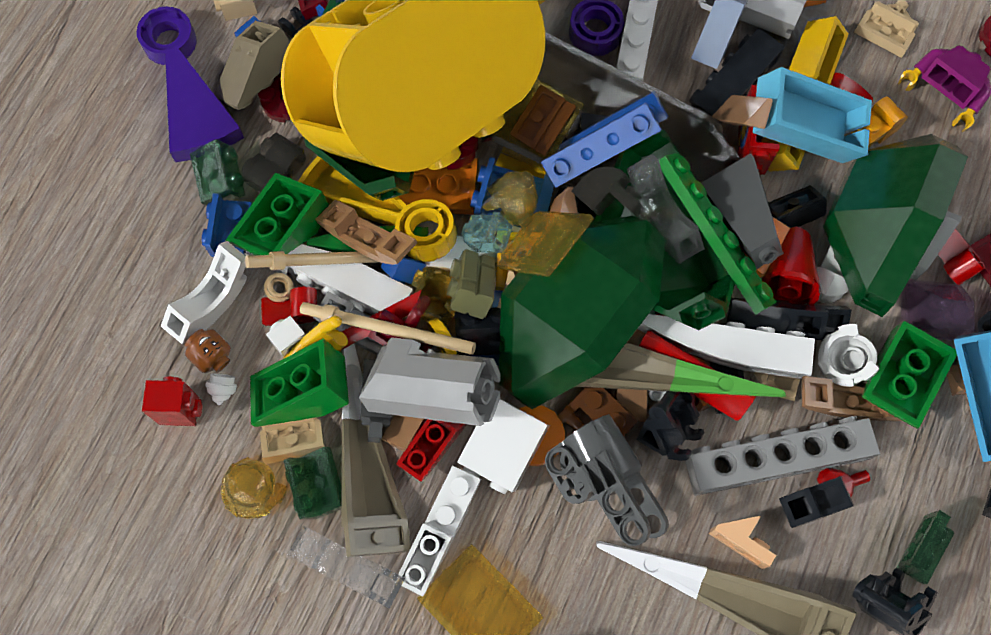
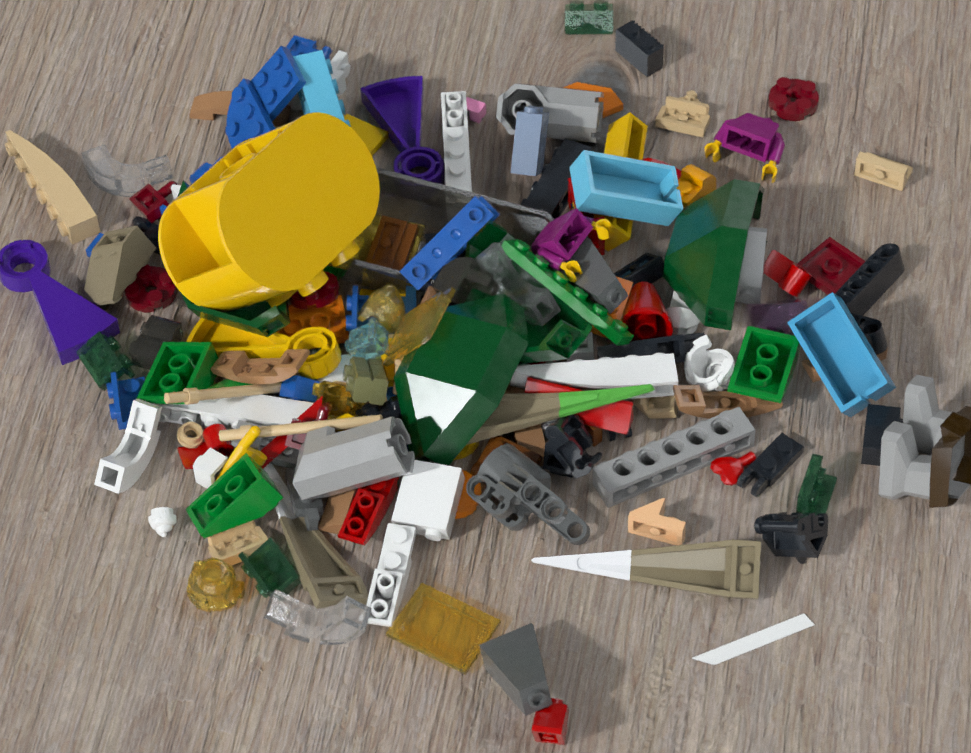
camera: 10 degrees left, 20 degrees down
(171, 402) = (126, 535): red brick -> none
(207, 351) = (142, 494): dark orange head -> none
(728, 163) = (564, 236): none -> magenta torso
(745, 111) = (566, 197): medium nougat slope -> none
(816, 502) = (707, 484): black brick -> none
(887, 490) = (771, 464): none -> black hinge

